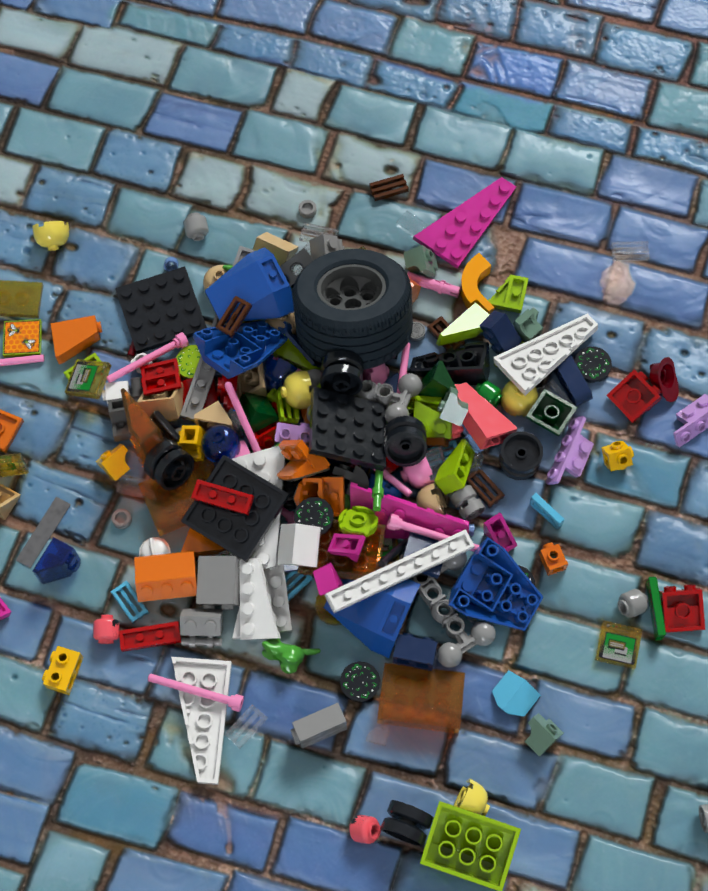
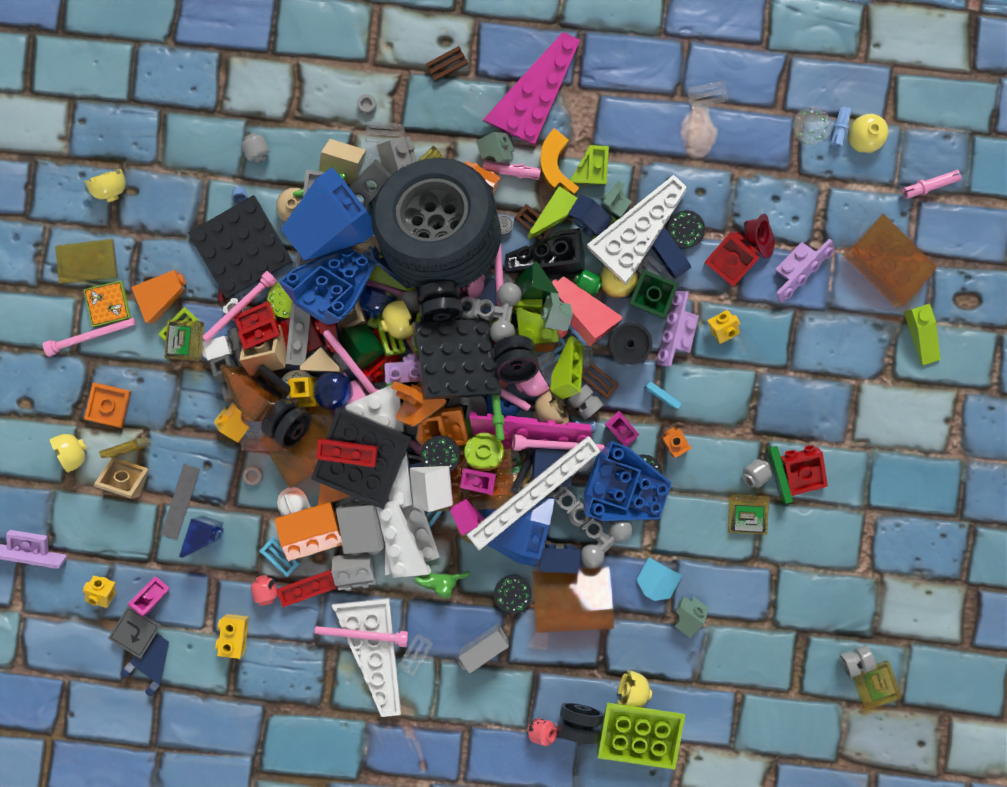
camera: 10 degrees left, 20 degrees up
(231, 332) = (317, 254): reddish brown tile -> none

